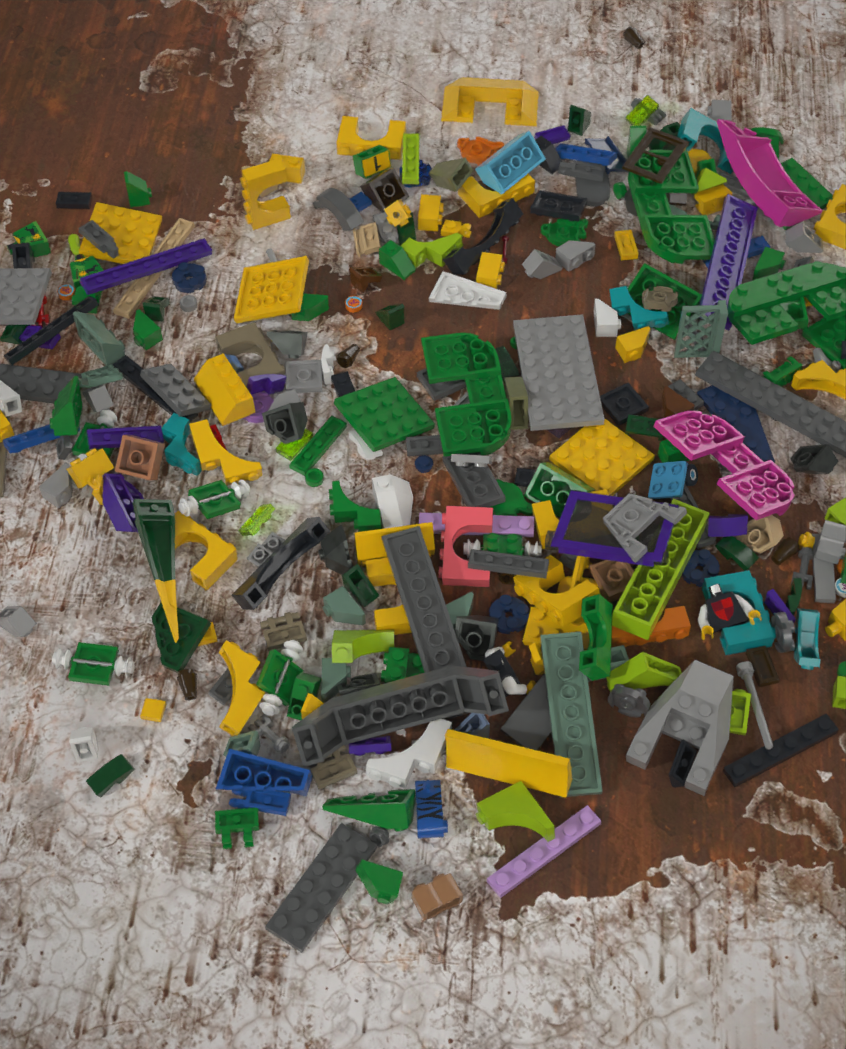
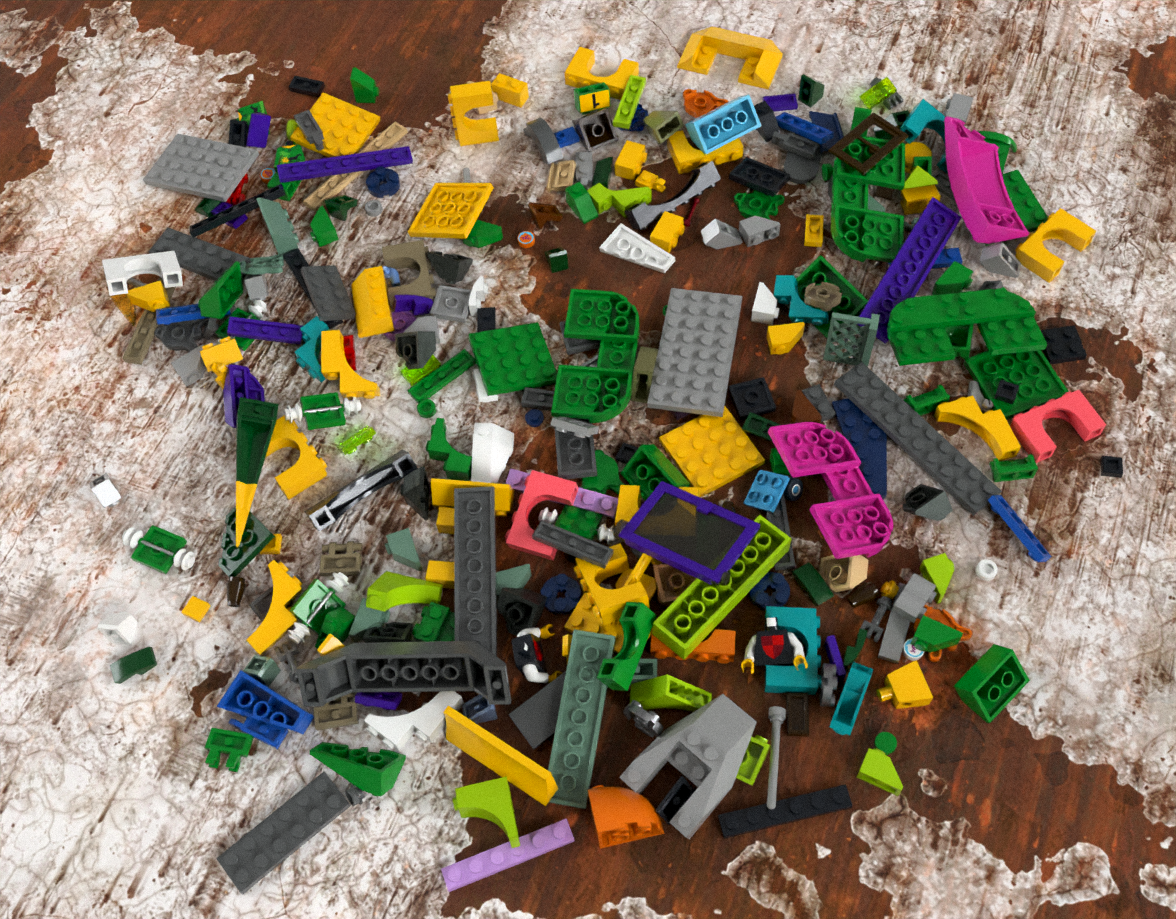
camera: 20 degrees right, 5 degrees up
(34, 460) = (181, 334): none -> dark grey tile
(43, 249) = (258, 130): none -> dark purple slope
(139, 457) = (269, 354): nougat brick -> none
(263, 551) = (350, 473): light grey slope -> none
(348, 356) = (501, 291): dark brown cone -> none
(360, 586) = (426, 531): dark green slope -> none
(380, 881) = (336, 844): green slope -> none
(392, 212) = (596, 156): yellow brick -> none
(429, 810) = (407, 788): blue door -> none
(436, 896) = (385, 874): medium nougat brick -> none
(507, 365) = (648, 330): clear green slope -> none
(633, 37) = (897, 13): dark brown cone -> none
(633, 516) = (708, 526): light grey wing -> none
(637, 789) = (622, 815): none -> orange brick
(727, 525) = (807, 555): dark purple slope -> none

